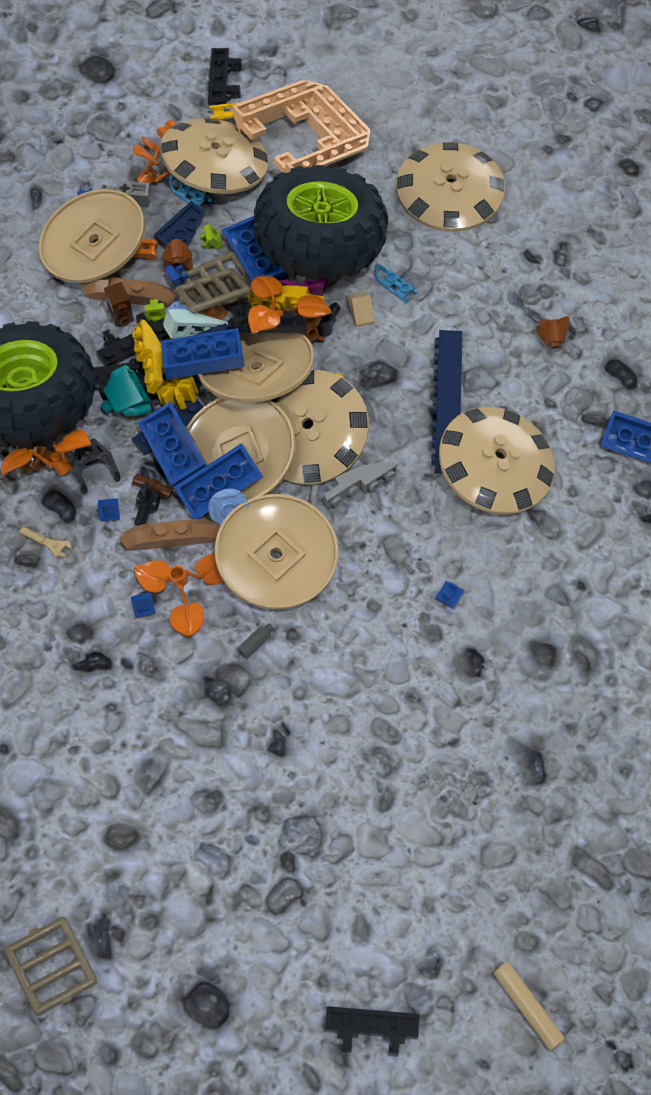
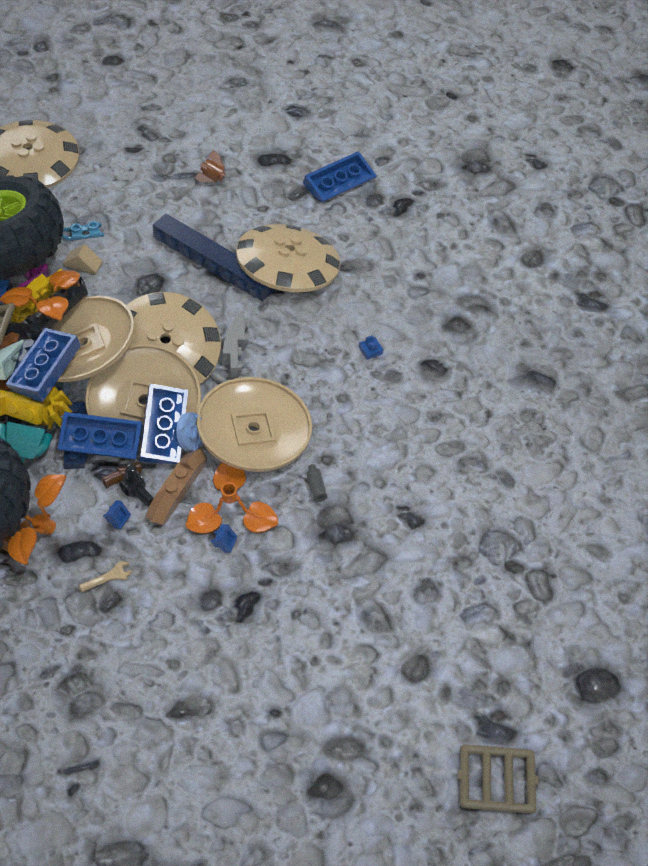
camera: 60 degrees left, 10 degrees down
(98, 454) = (66, 517): black piece -> none

